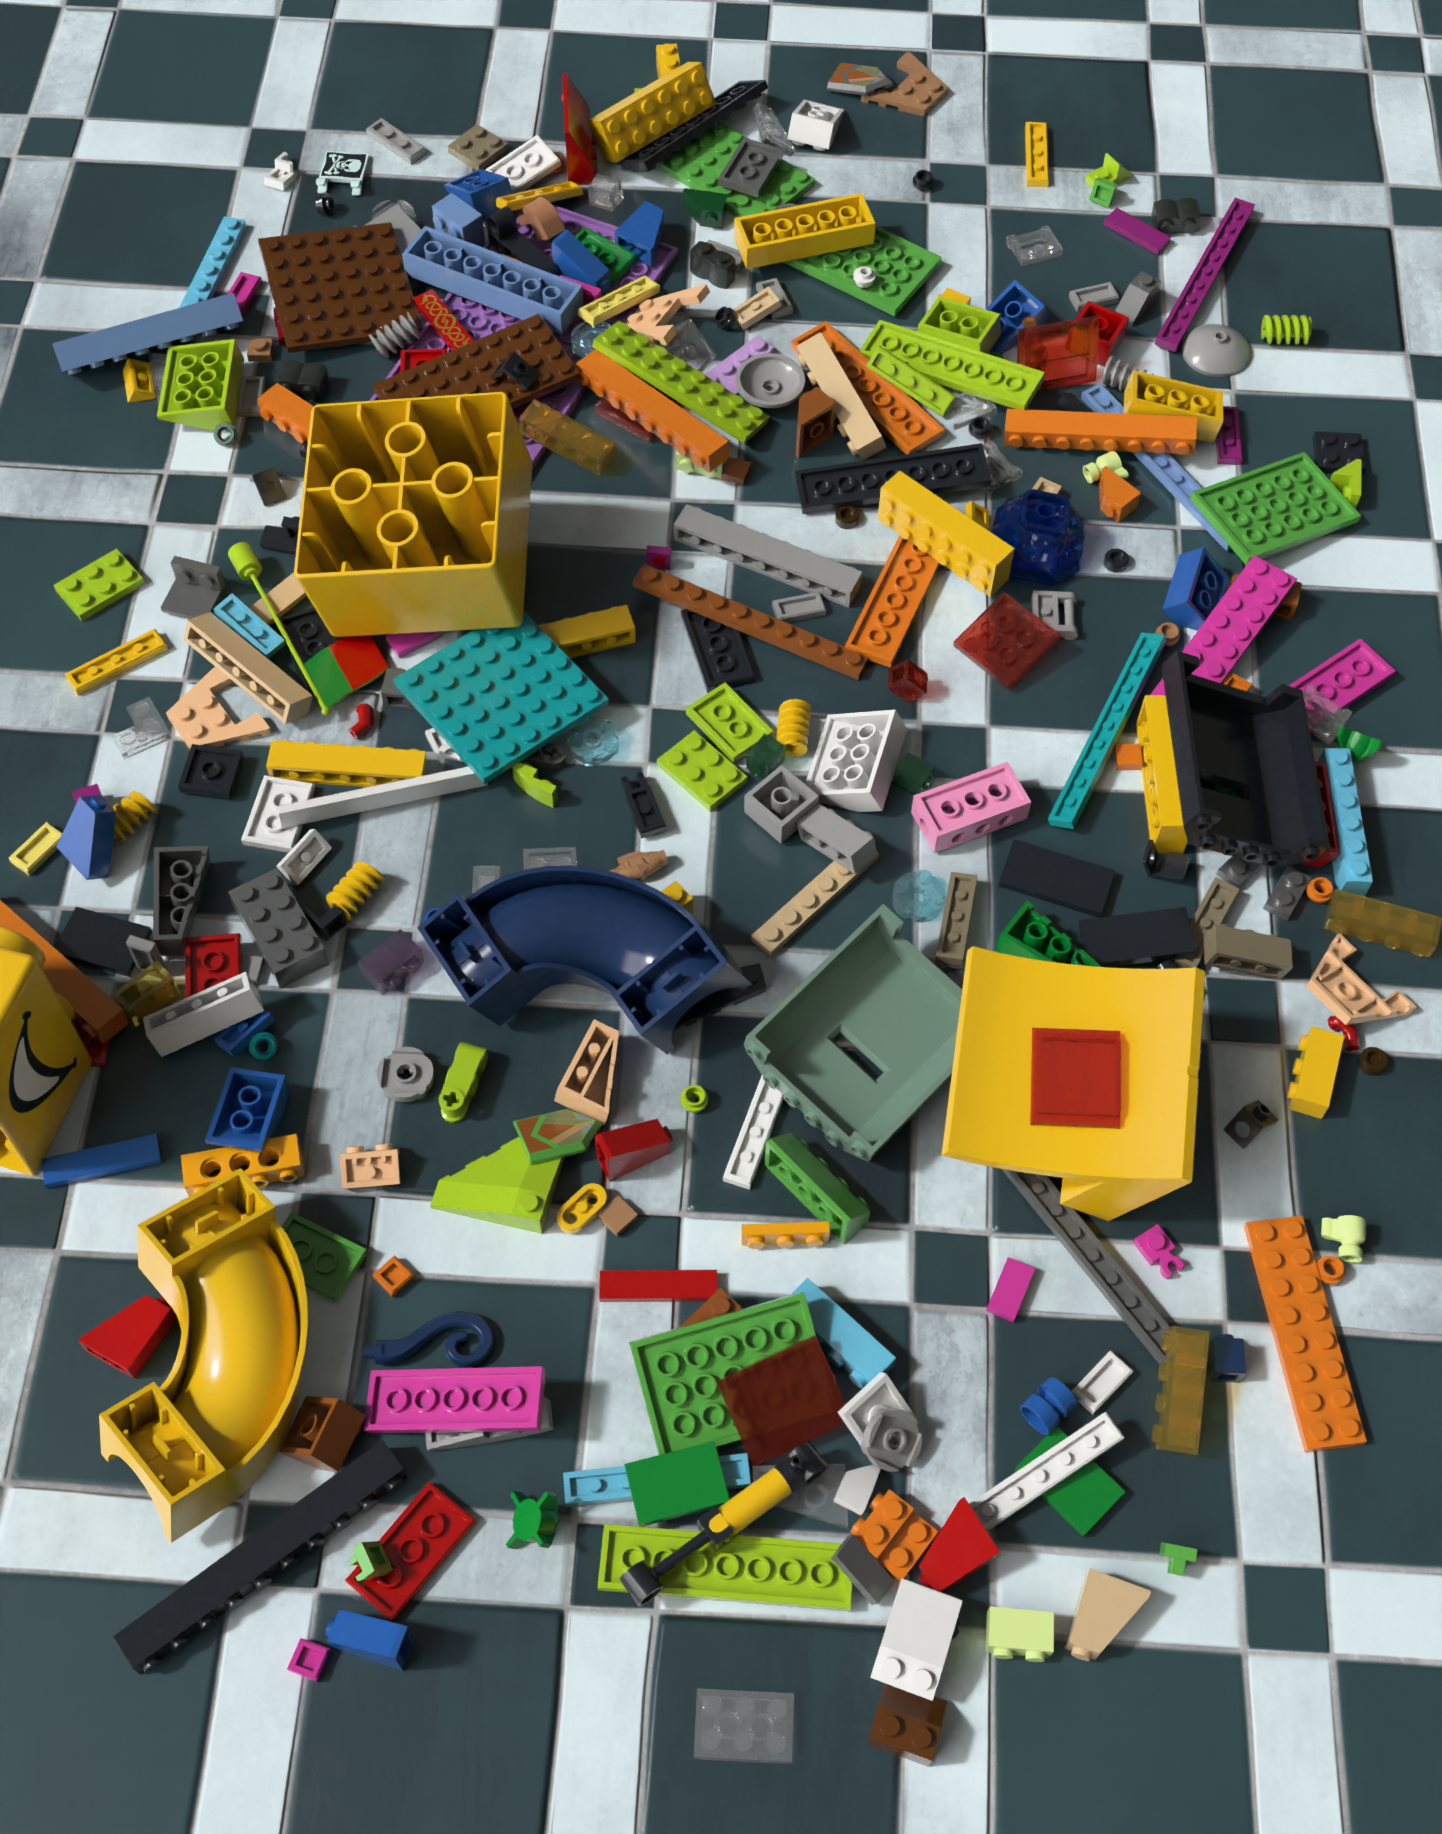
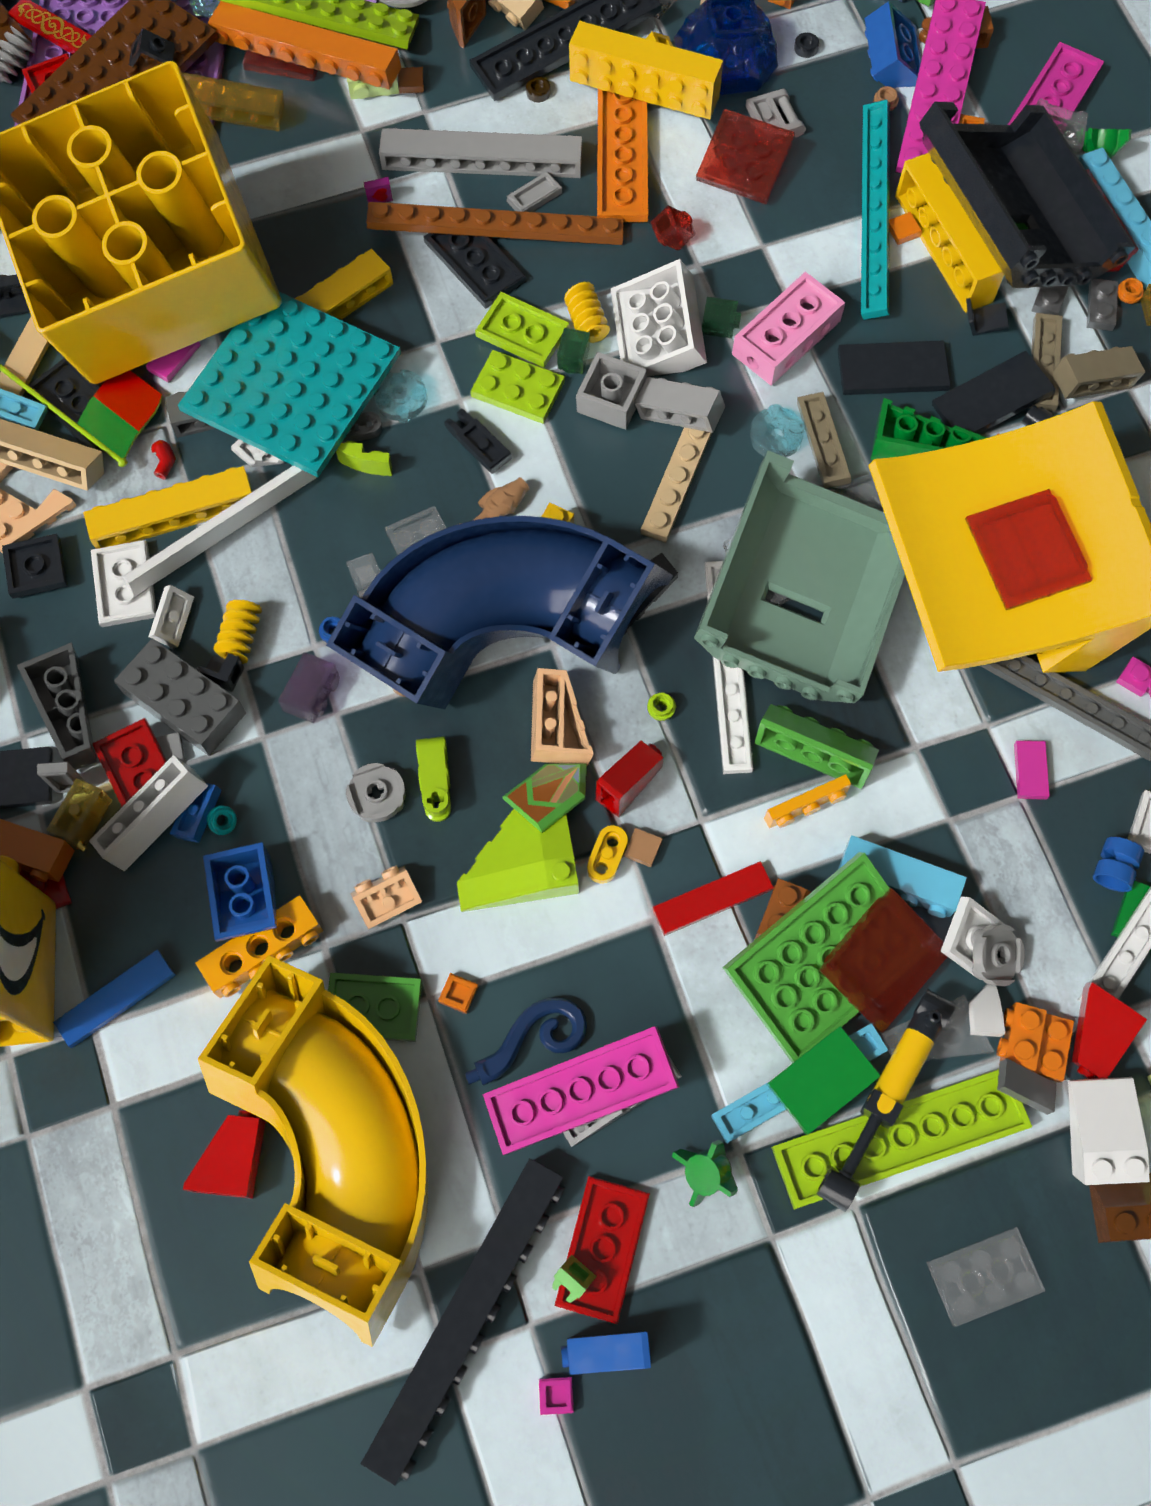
camera: 20 degrees left, 10 degrees up
(322, 1433) = (464, 1174): dark orange slope -> none

